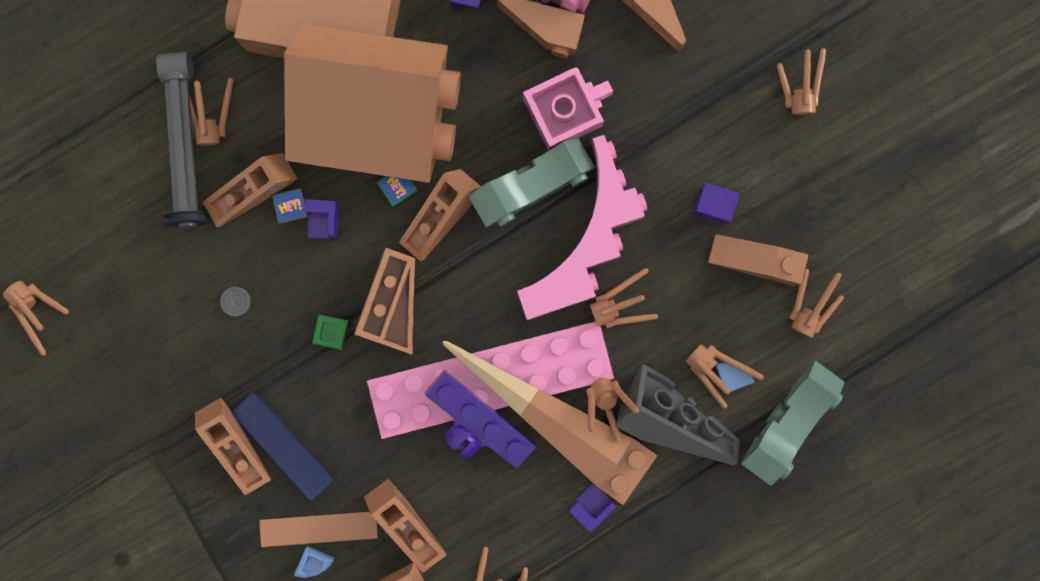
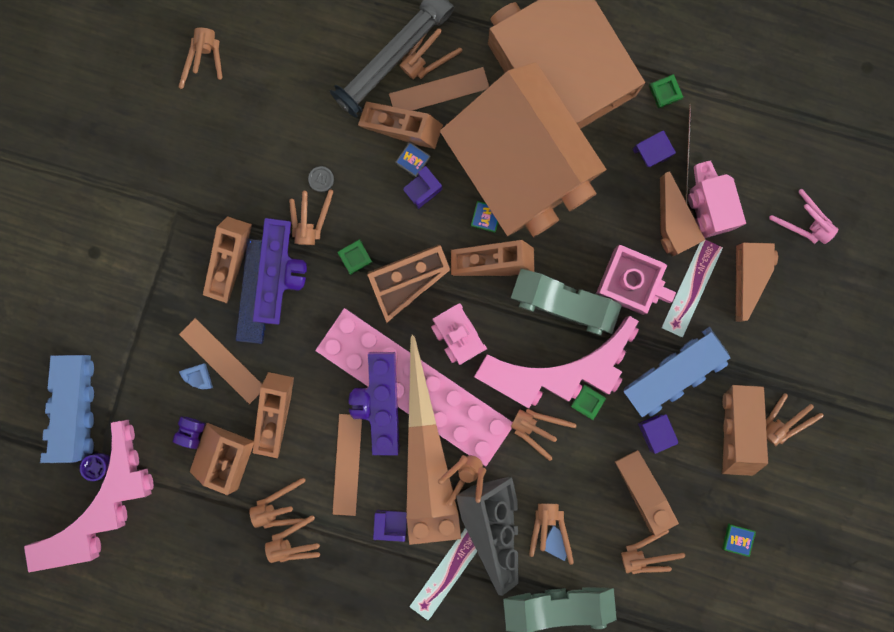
camera: 45 degrees right, 0 degrees up
(250, 128) = (440, 90): none -> nougat sticker
(269, 357) = (303, 232): none -> nougat plant
(281, 413) = (275, 272): none -> dark purple plate
(477, 300) = (458, 334): none -> bright pink hinge
(506, 499) = (347, 465): none -> nougat sticker
(616, 63) = (692, 288): none -> sticker
(636, 240) = (588, 402): none -> green tile
(677, 498) = (444, 576): none -> sticker
(678, 141) = (677, 373): none -> medium blue wedge
(778, 127) = (744, 431): none -> nougat wedge
(868, 215) = (738, 540): none -> tile

